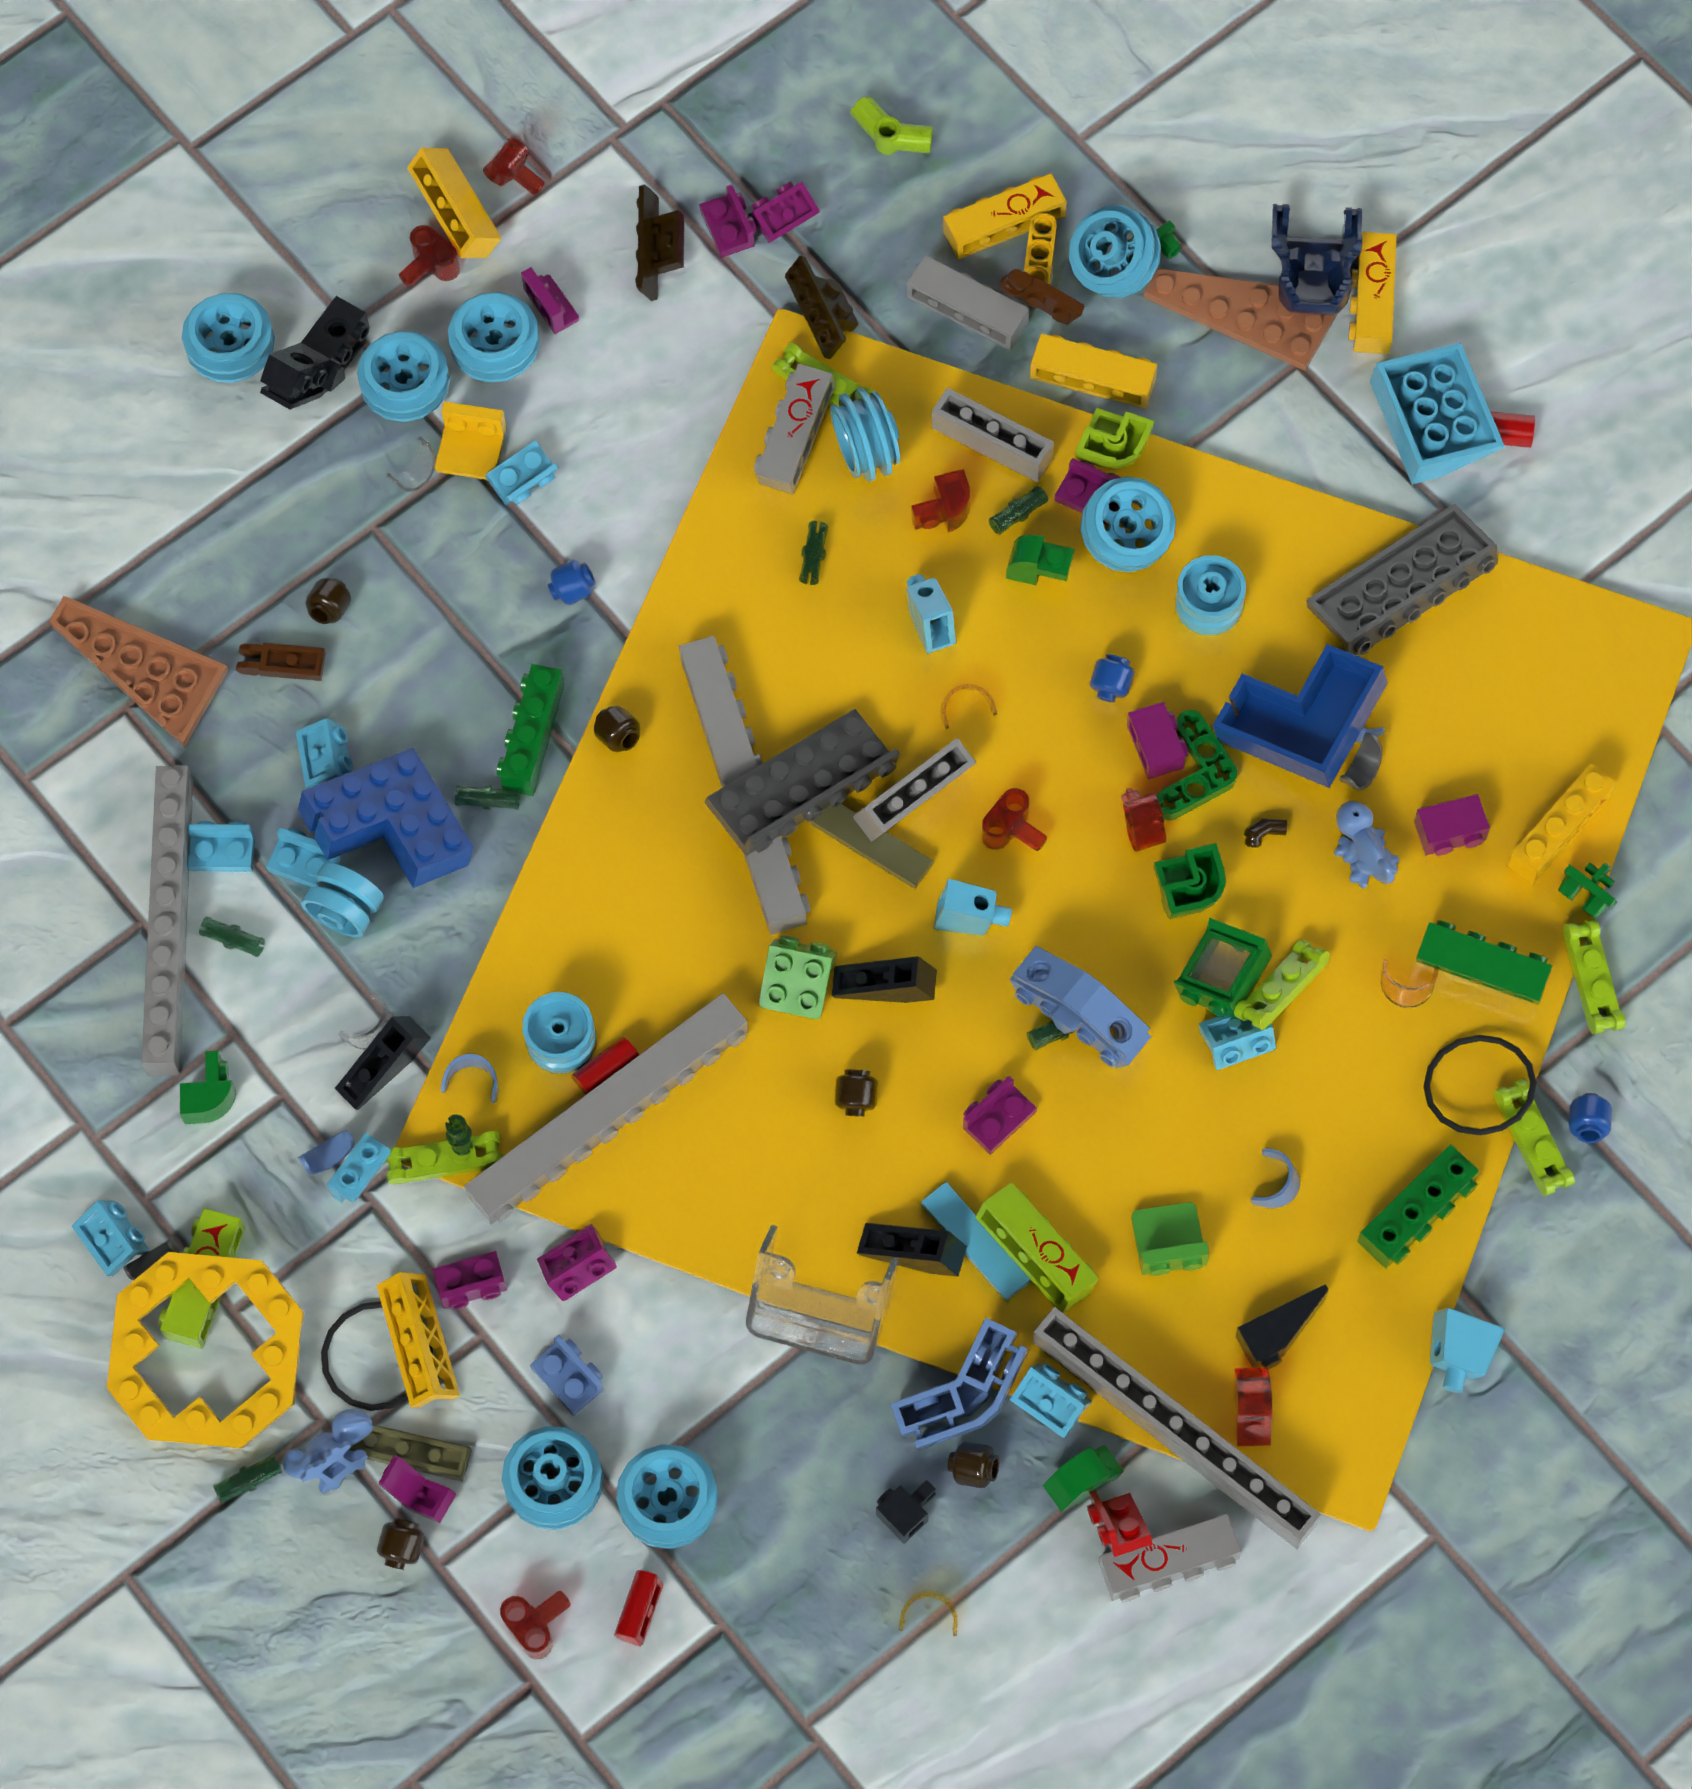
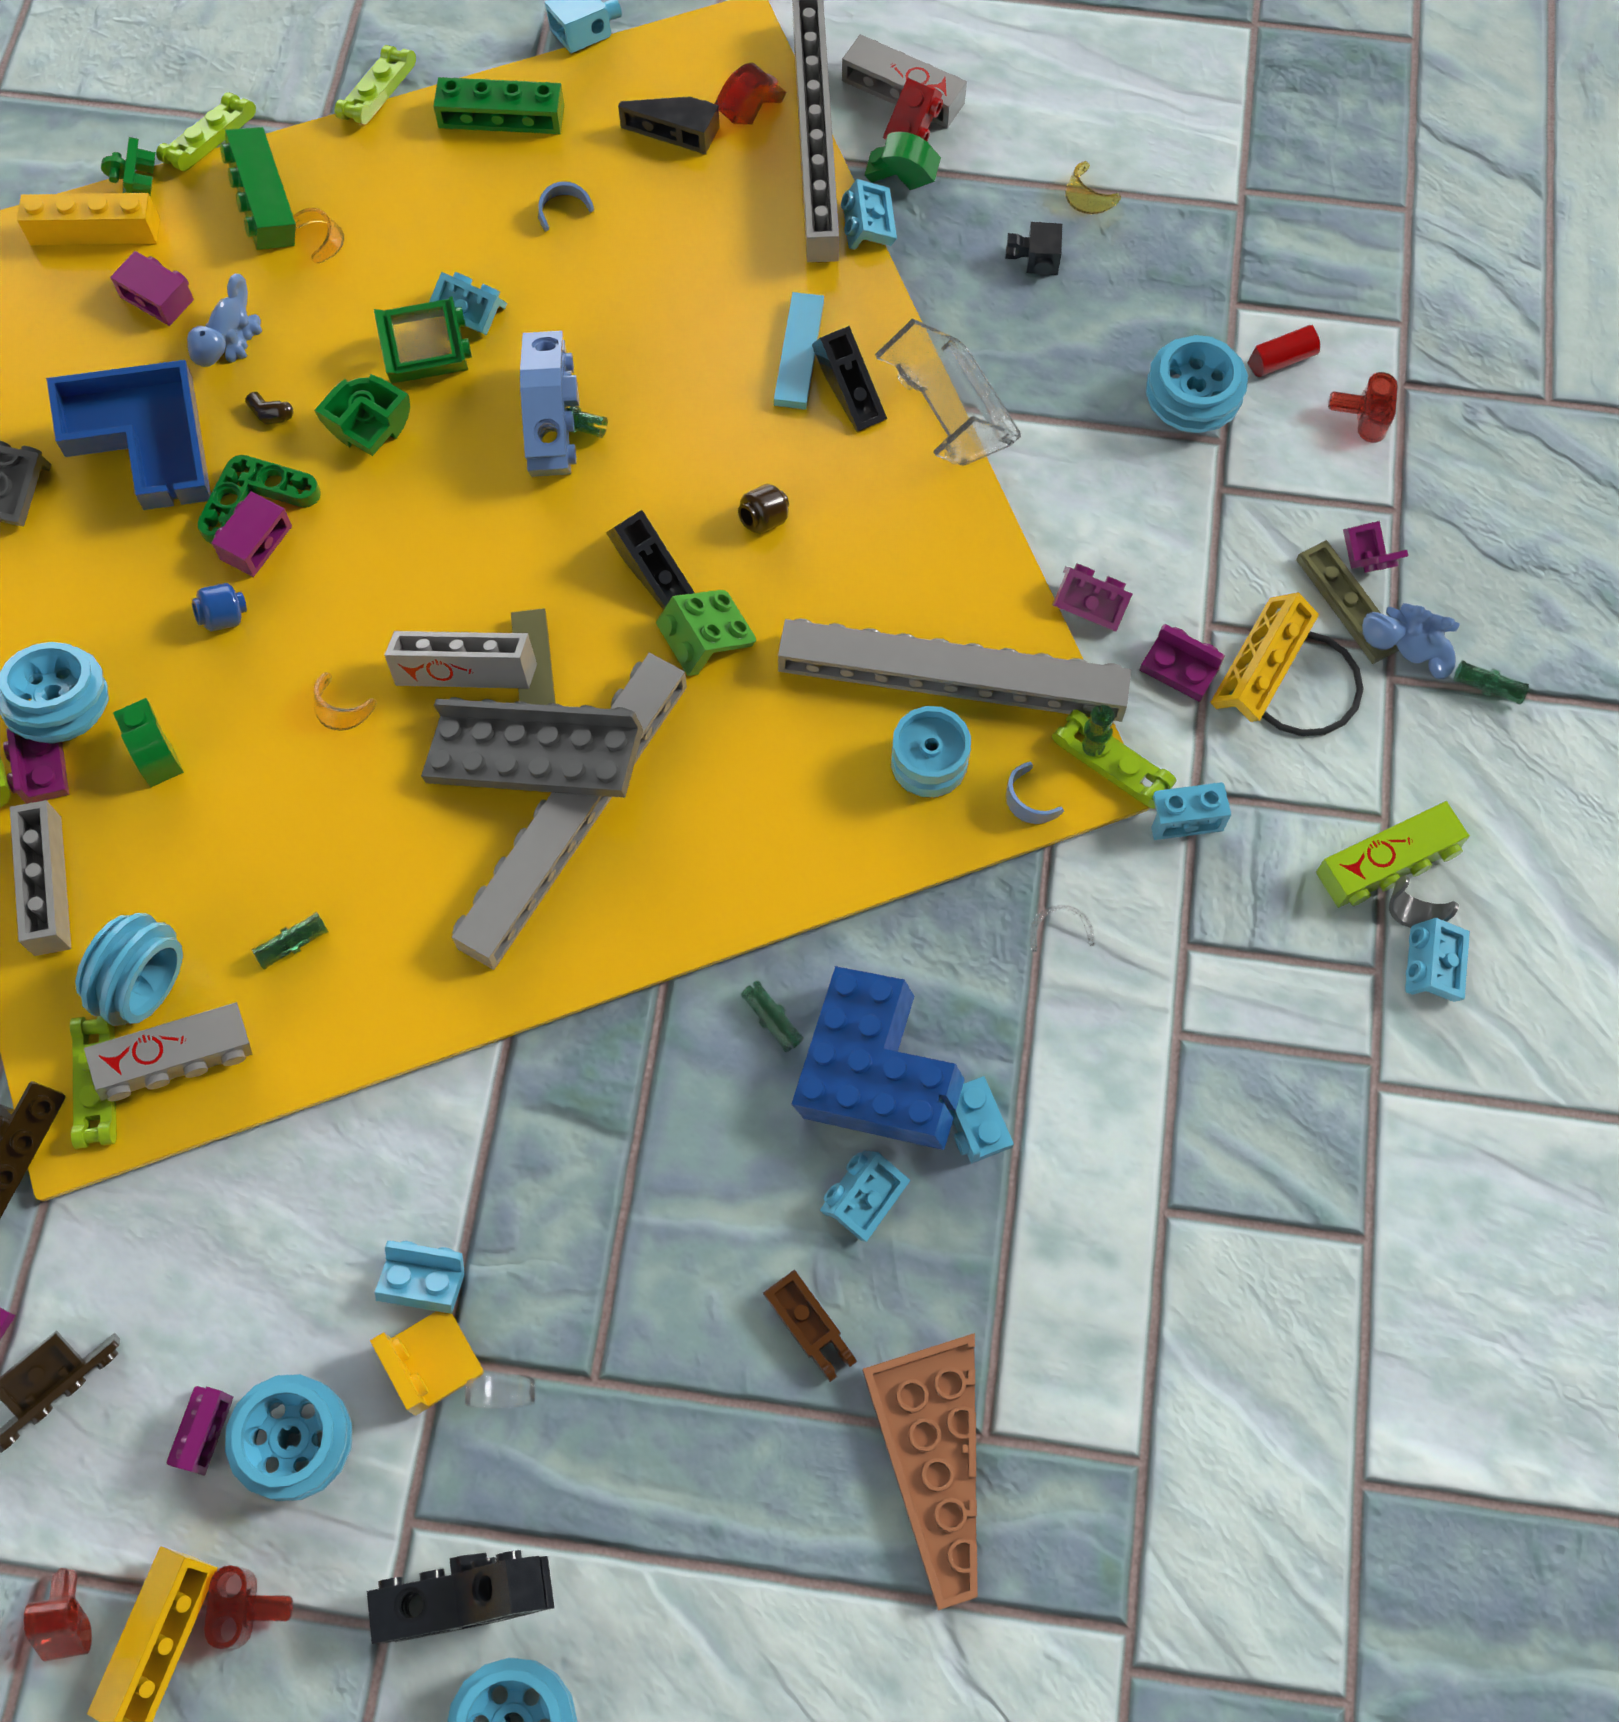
camera: 135 degrees left, 0 degrees up
(134, 1343) = (1396, 824): yellow plate -> none
(167, 921) = (1141, 1181): light grey brick -> none
(210, 1099) = (1254, 989): green brick -> none
(221, 847) = (1035, 1202): medium azure bracket -> none
(232, 936) = (1102, 1111): clear green pin -> none
(327, 1154) = (1200, 864): medium blue helmet -> none
(328, 600) = (711, 1337): dark brown head -> none
(342, 900) = (987, 1032): medium azure wheel -> none
(382, 1060) = (1081, 881): black slope -> none
(400, 1543) = (1417, 533): dark brown head -> none
(423, 389) = (380, 1456): medium azure wheel -> none
(531, 730) = (676, 1029): green brick -> none
(568, 1375) = (1177, 538): medium blue bracket -> none
(571, 582) = (498, 1128): blue head -> none
(573, 1505) = (1261, 488): medium azure wheel -> none
(604, 1065) = (904, 697): red brick -> none
(617, 729) = (613, 951): dark brown head -> none
(928, 603) = (272, 787): medium azure torso -> none
(950, 506) = (141, 860): clear red brick -> none
(966, 1393) = (922, 257): medium blue brick -> none
(969, 909) = (529, 532): medium azure torso -> none
(973, 1465) = (963, 232): dark brown head -> none
(997, 1115) = (685, 408): magenta bracket -> none
(1011, 822) = (424, 578): clear red beam -> none
(1018, 510) = (104, 806): clear green pin -> none
(1037, 1247) = (767, 299): lime brick -> none
(1143, 820) = (337, 484): clear red beam -> none
(1169, 1239) = (678, 227): bright green bracket -> none
(1210, 595) = (72, 589): medium azure wheel -> none
(1282, 985) = (395, 294): lime plate -> none
(1488, 1130) = (356, 87): black piece -> none
(1590, 1118) = (327, 64): blue head -> none

